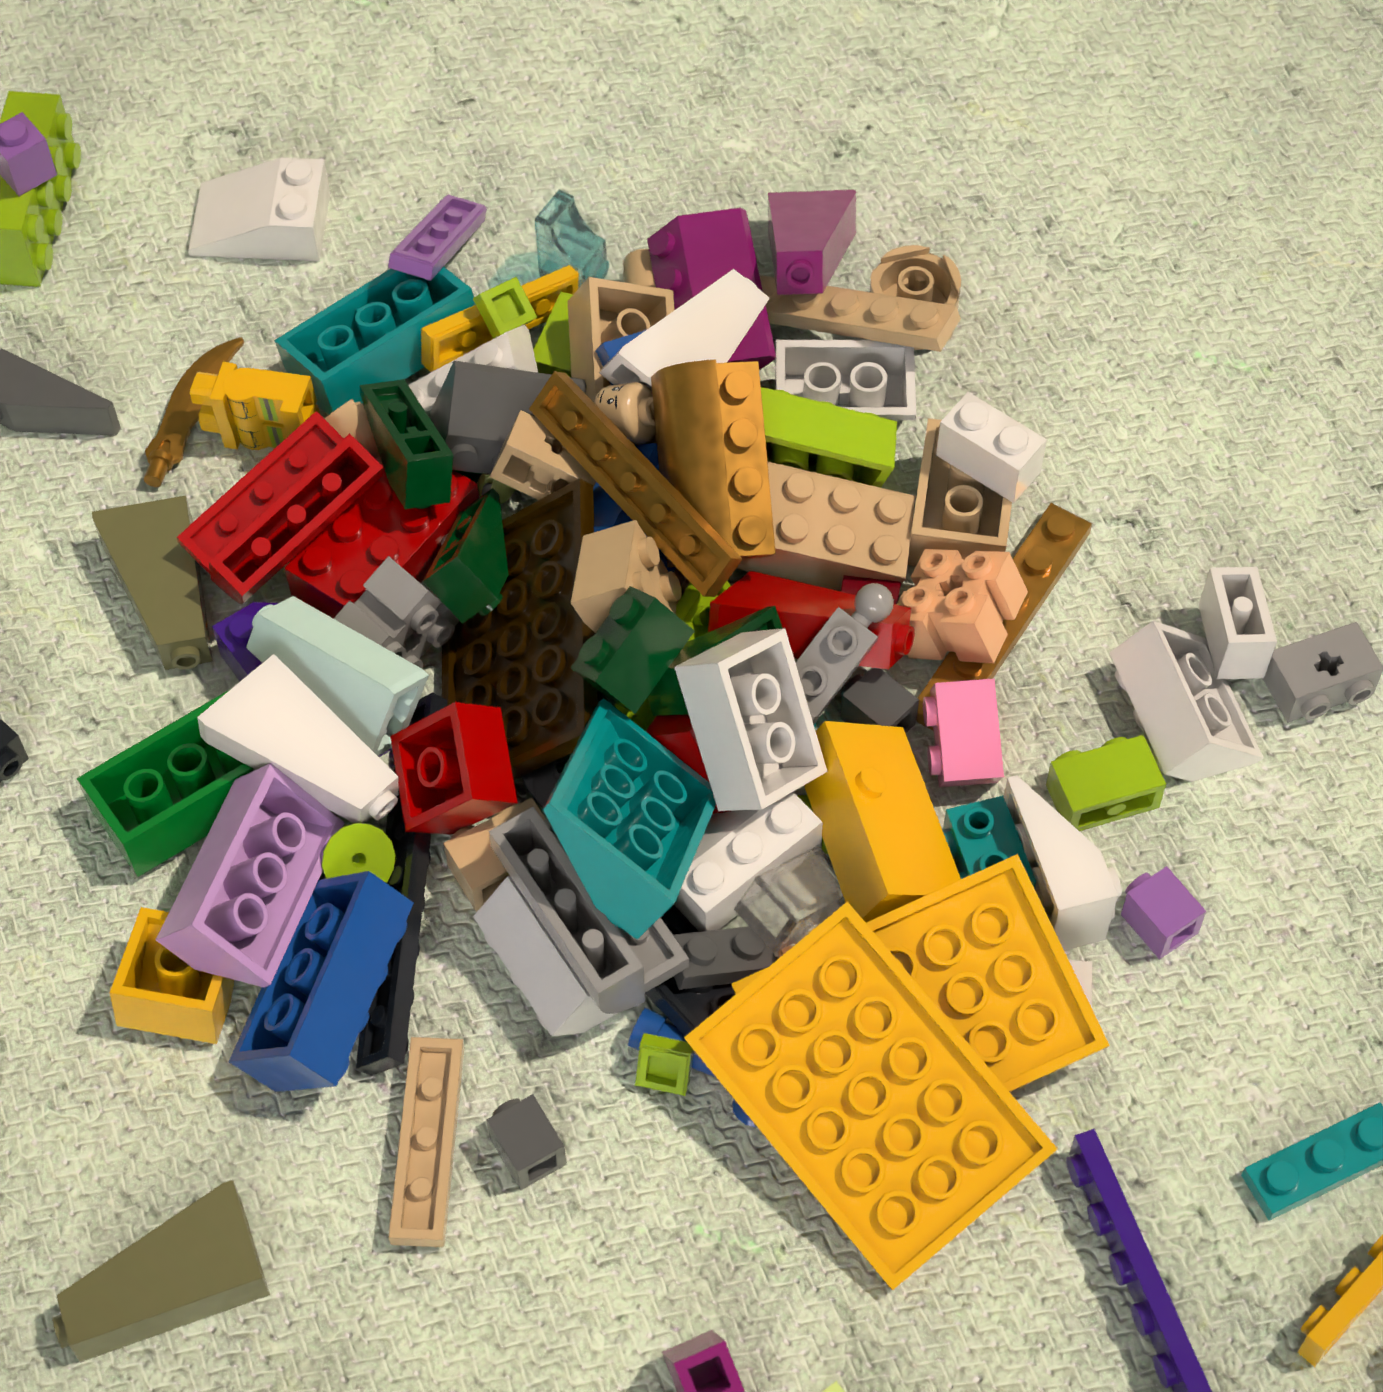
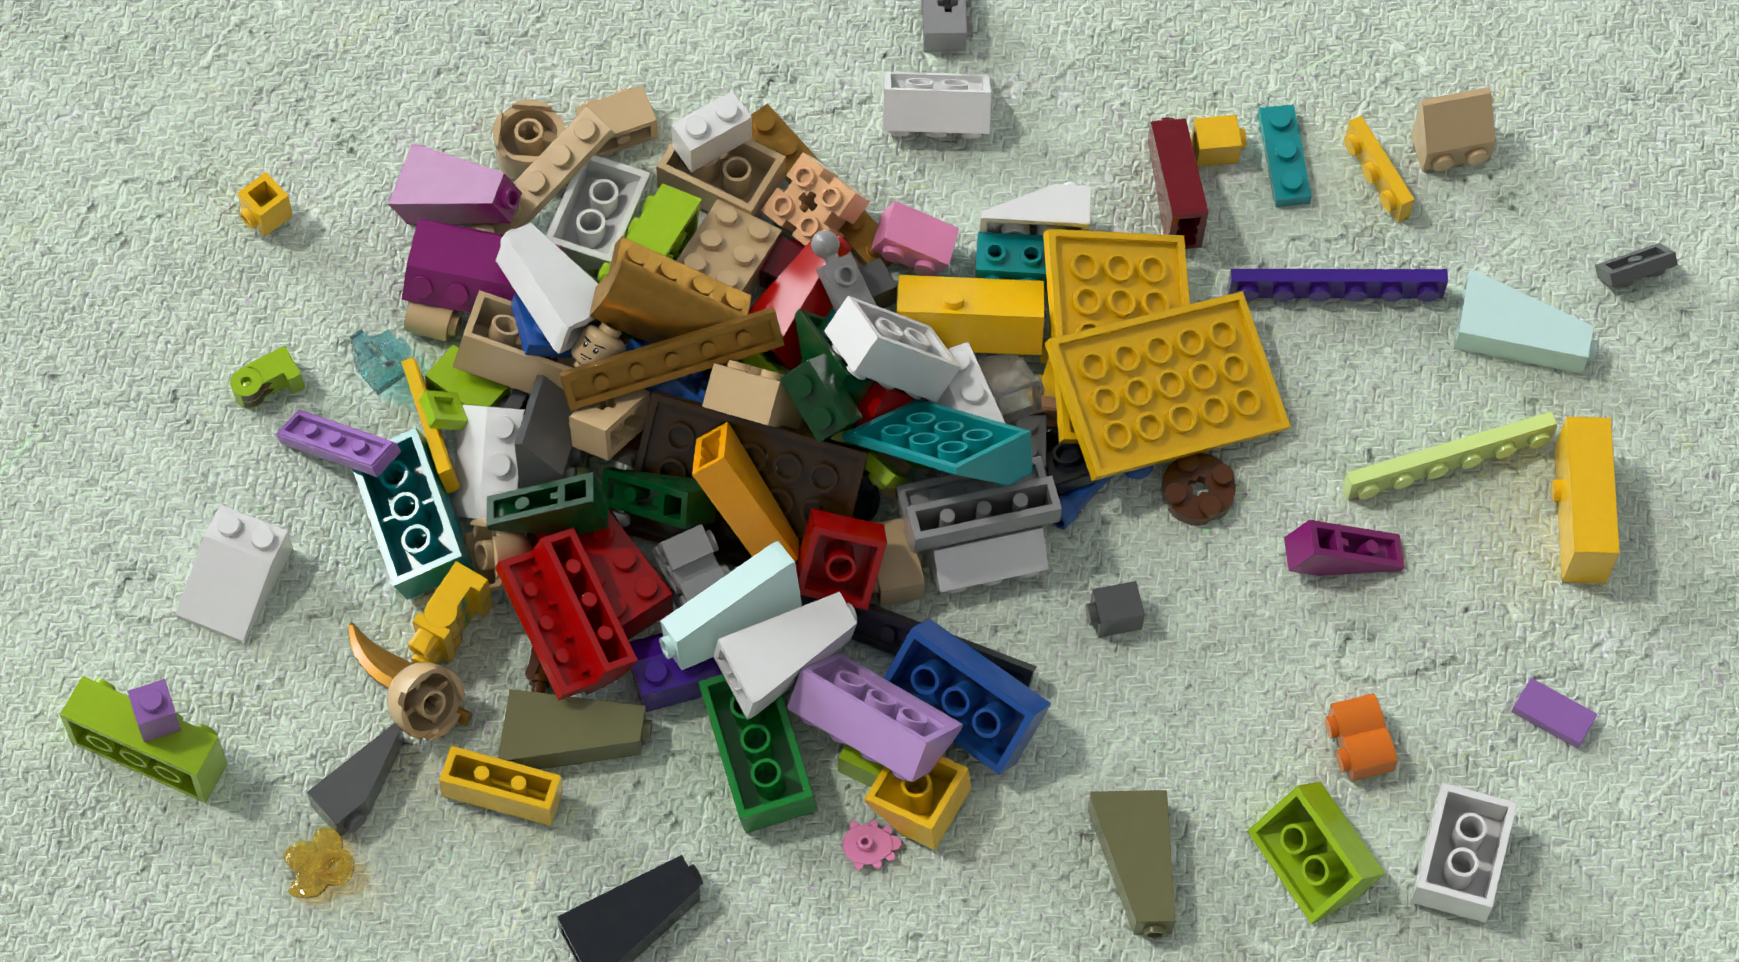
camera: 75 degrees left, 5 degrees up
(63, 530) = (501, 785): none -> yellow brick
(102, 947) = (869, 844): none -> bright pink piece
(141, 416) = (425, 700): none -> tan cylinder
(357, 850) = (873, 649): lime piece -> none
(427, 1142) = (1094, 671): tan plate -> none
(490, 622) = (740, 492): none -> light orange slope
(513, 164) = (265, 377): none -> lime leg
(664, 1064) = (1090, 508): lime tile -> none
(718, 88) = (264, 205): none -> yellow brick
(731, 1219) = (1208, 505): none -> reddish brown plate
(987, 369) = (628, 115): none -> tan brick
(1106, 782) = (979, 172): lime brick -> none
(1162, 911) = (1088, 169): medium lavender brick -> none
(1200, 1023) = (1177, 181): none -> dark red slope
(1237, 623) = (893, 44): white brick -> none
(1298, 1060) = (1217, 140): none -> yellow brick

